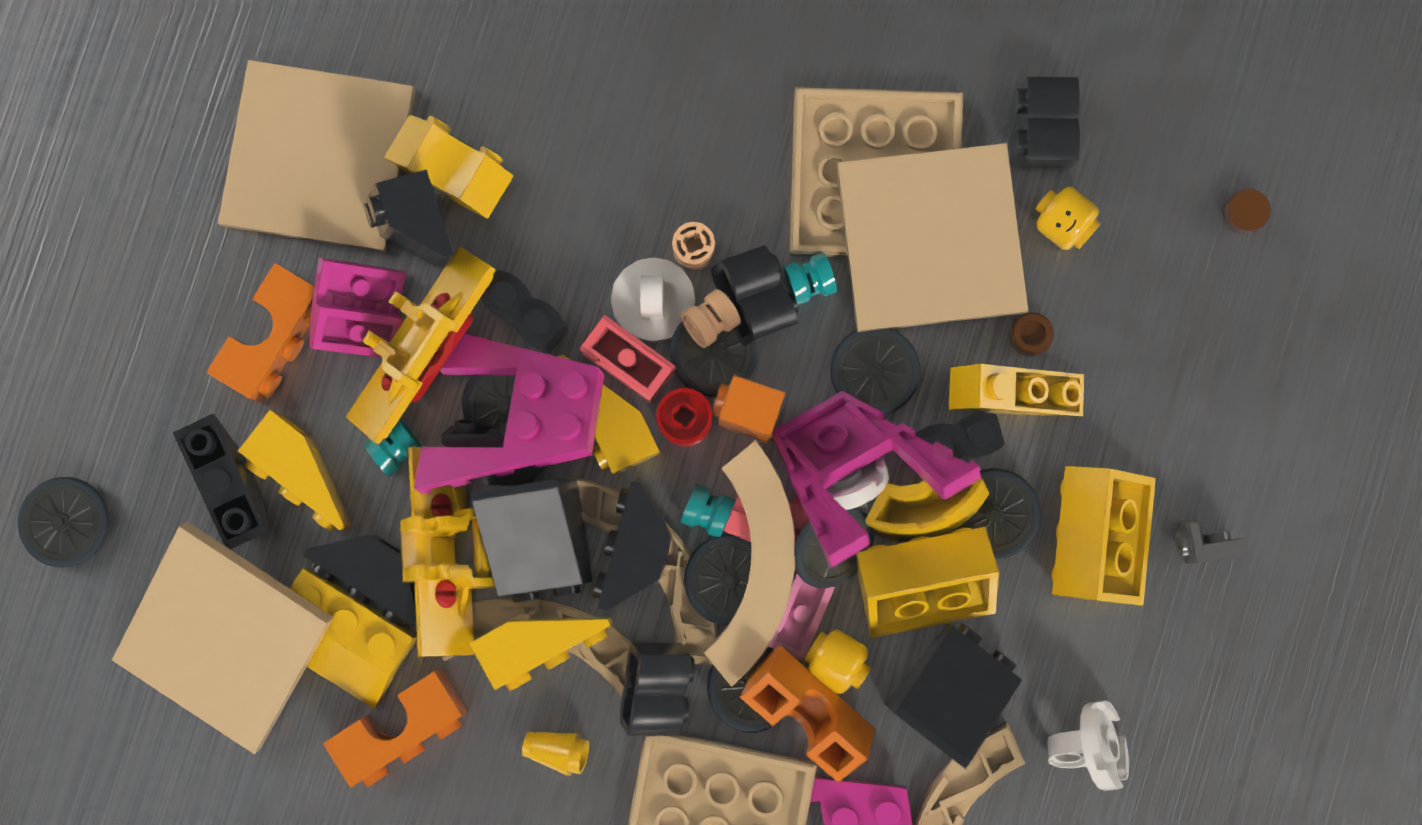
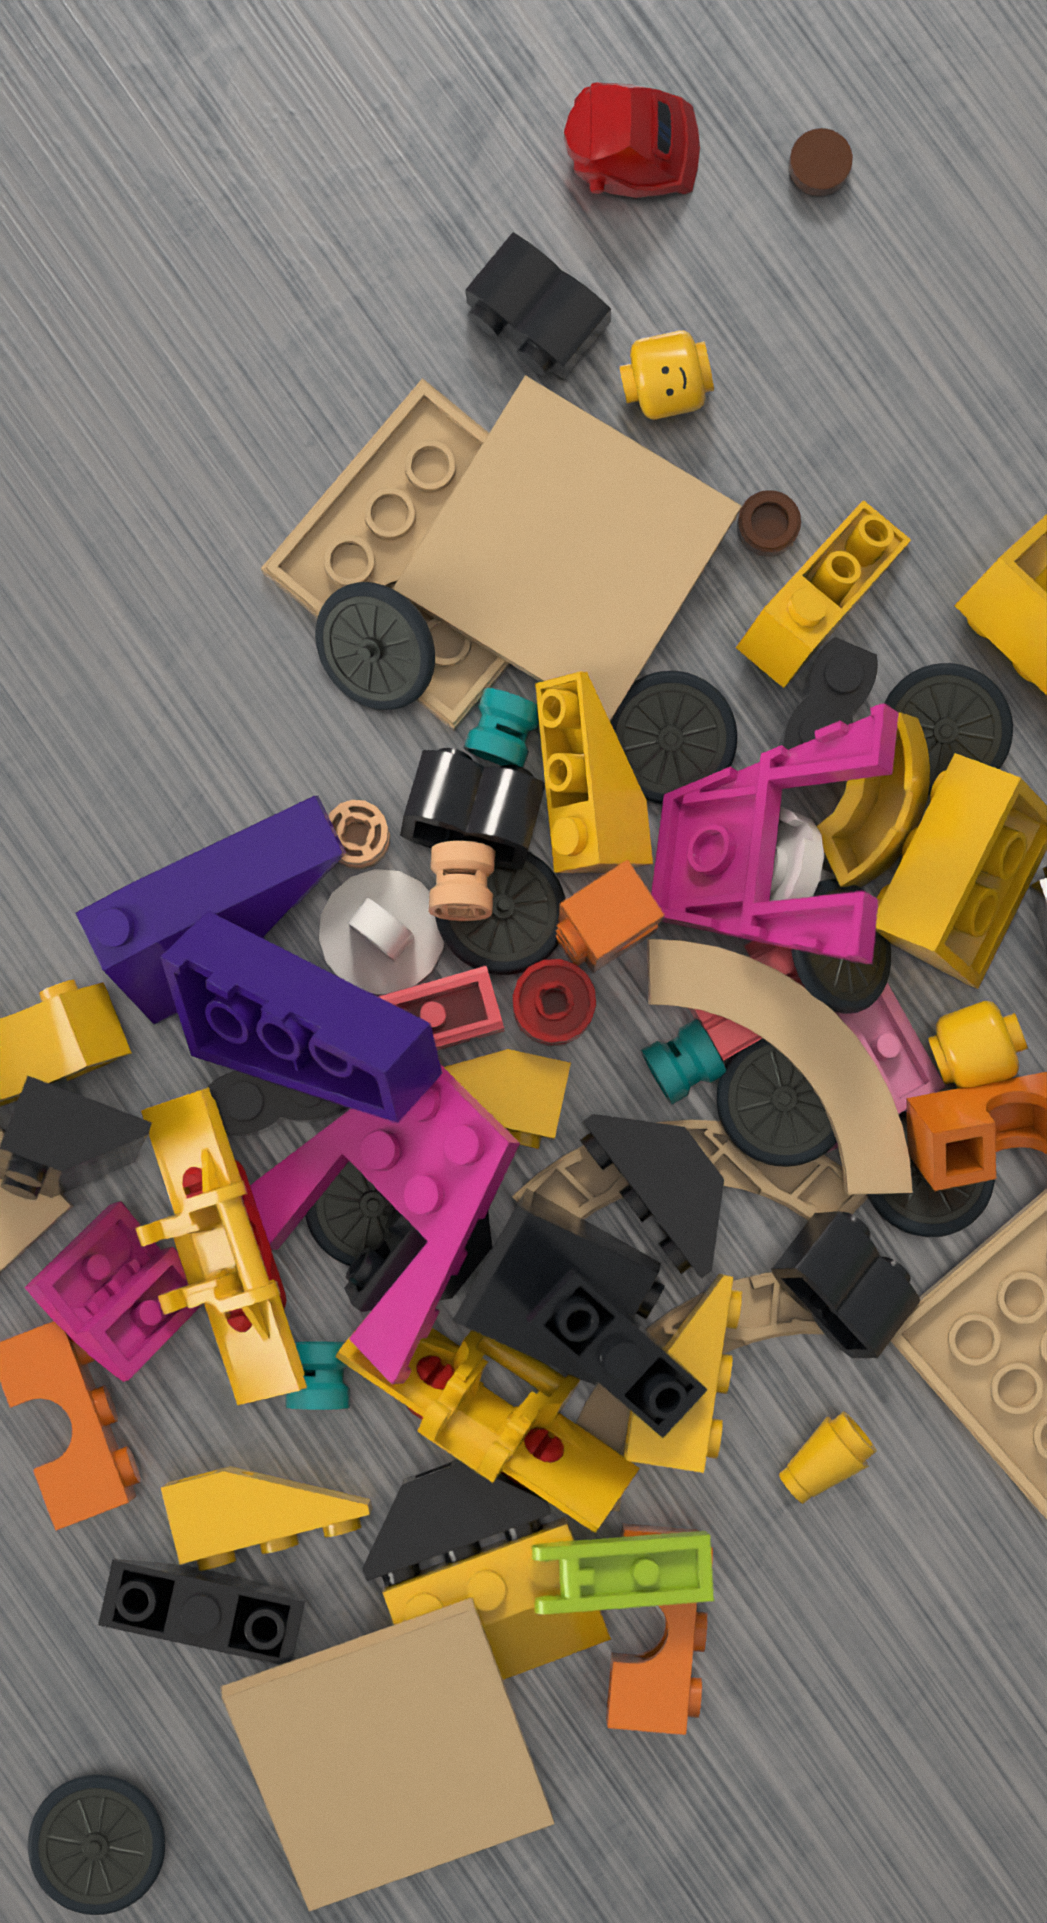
camera: 55 degrees left, 0 degrees up
(410, 690) = (628, 1572): none -> lime hinge
(520, 592) = (617, 1351): none -> black slope
(565, 288) = (295, 1022): none -> dark purple wedge
(581, 196) = (242, 878): none -> dark purple wedge
(800, 177) = (375, 645): none -> pearl dark grey wheel
(815, 346) = (590, 788): none -> yellow slope
(1178, 103) = (633, 140): none -> red helmet

